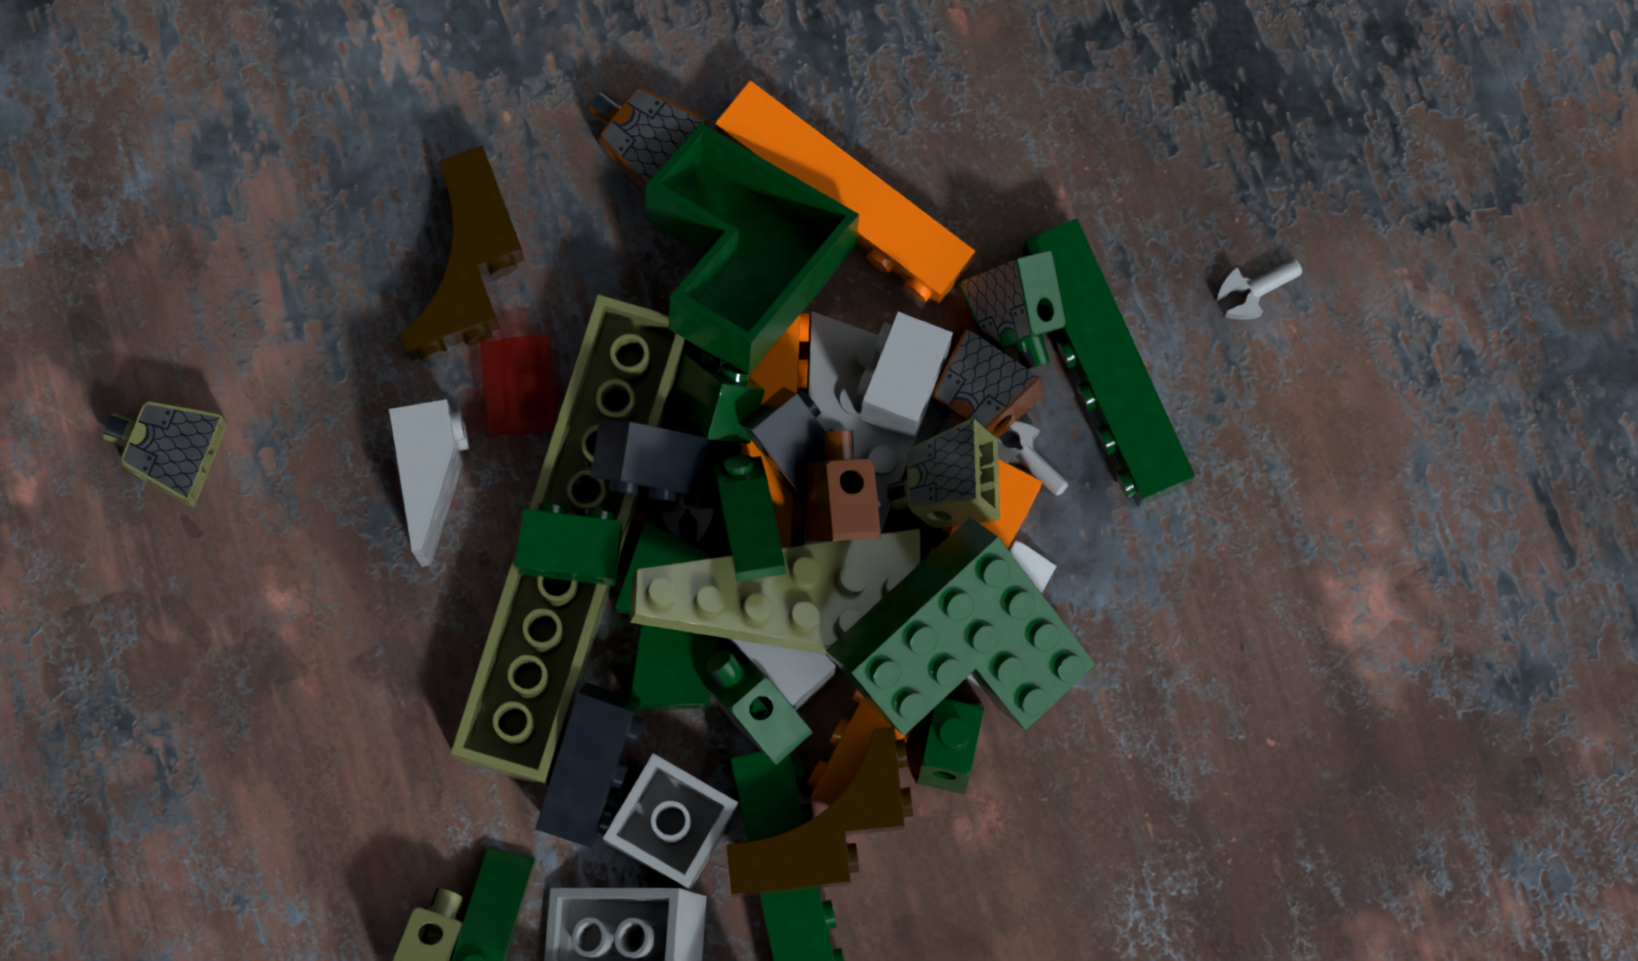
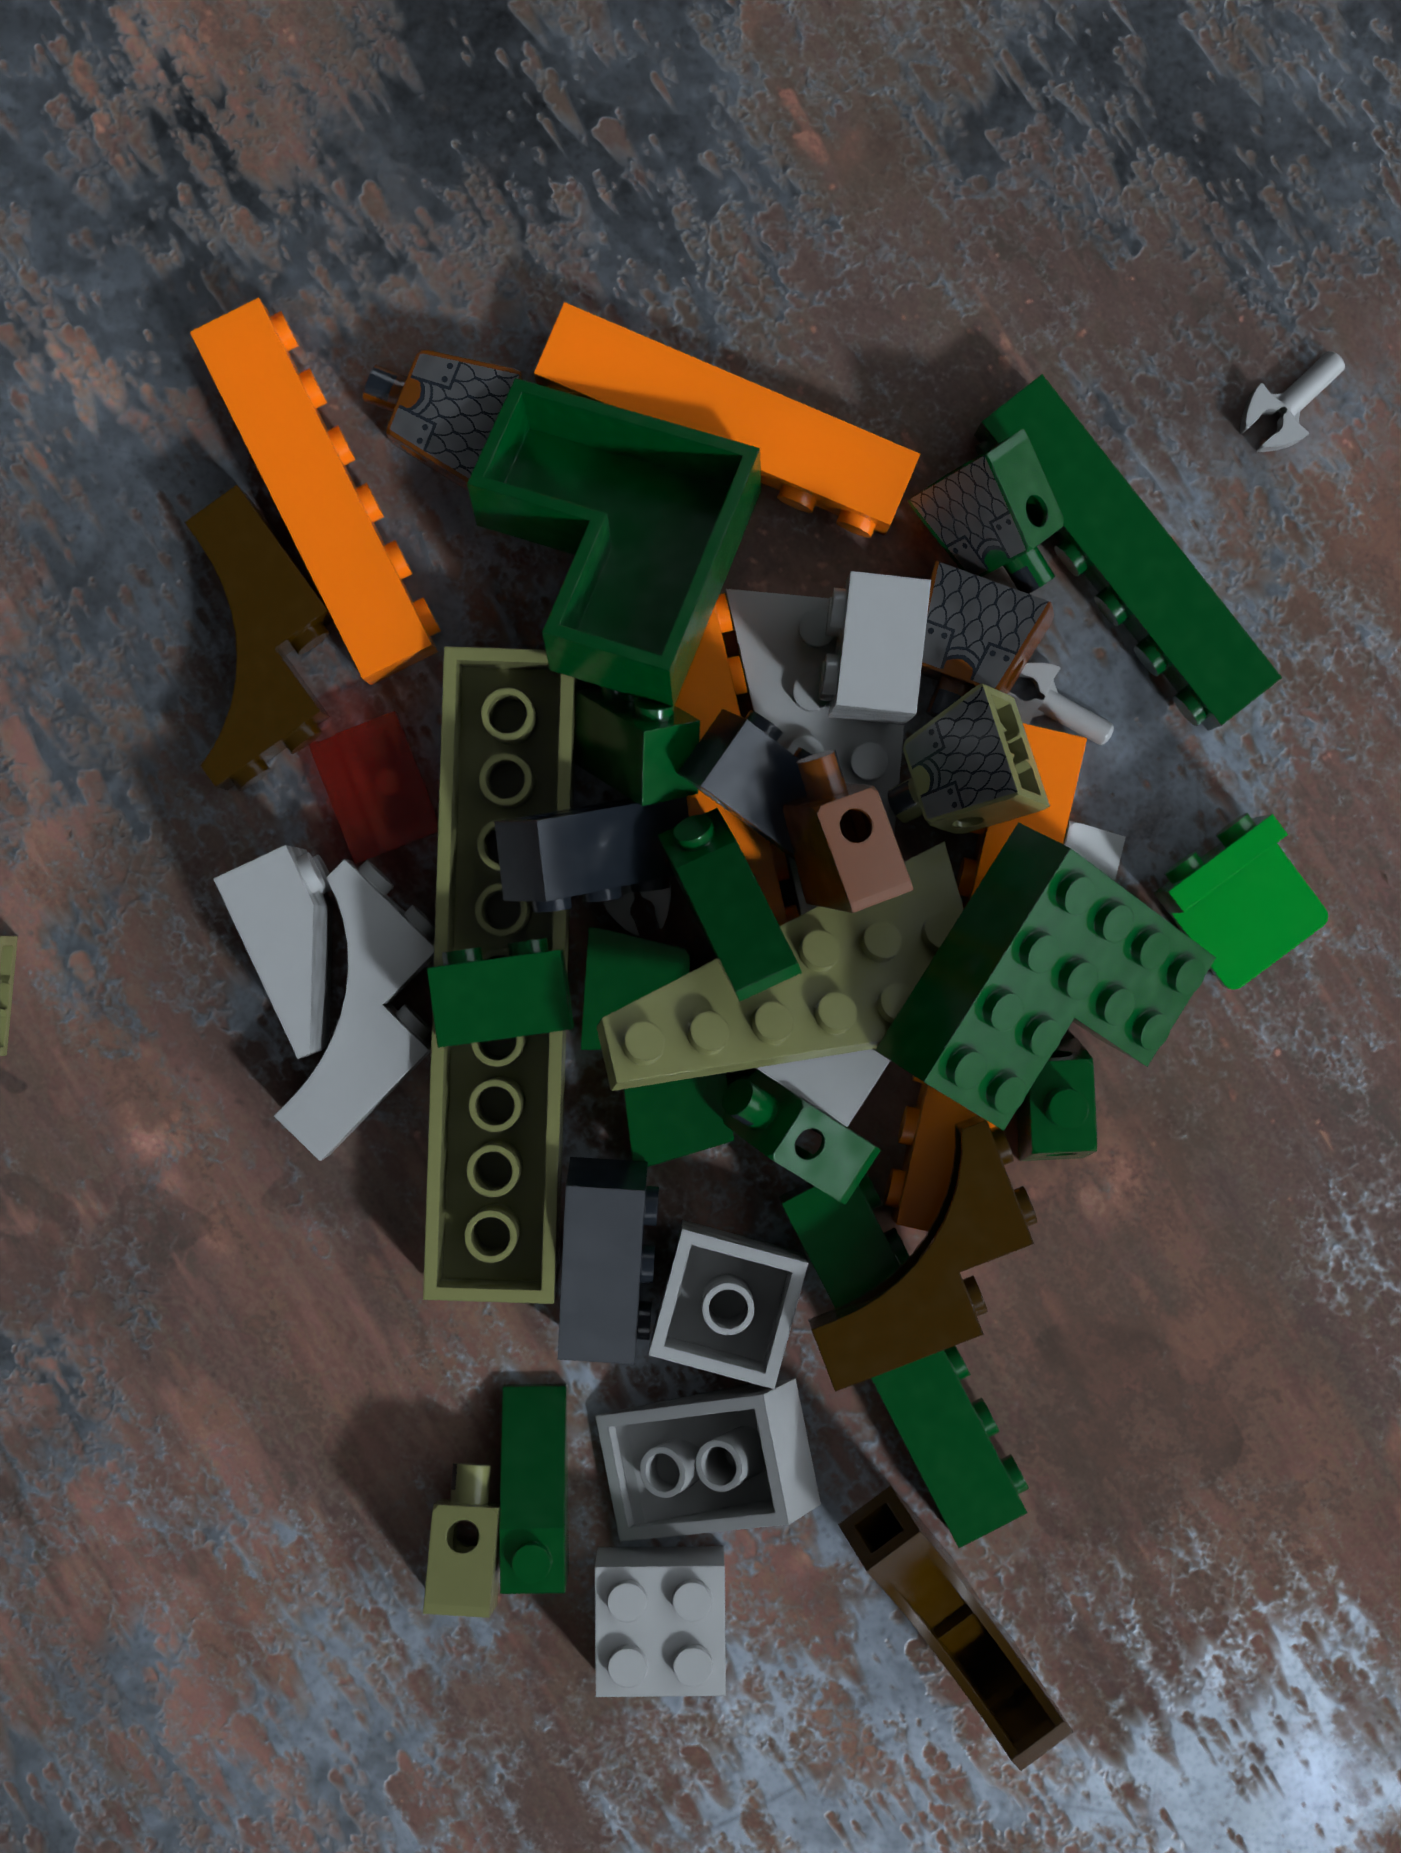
camera: 10 degrees left, 10 degrees up
(463, 567) = (372, 1040): none -> light grey arch
(536, 167) = (315, 492): none -> orange brick
(1128, 632) = (1242, 900): none -> green bracket

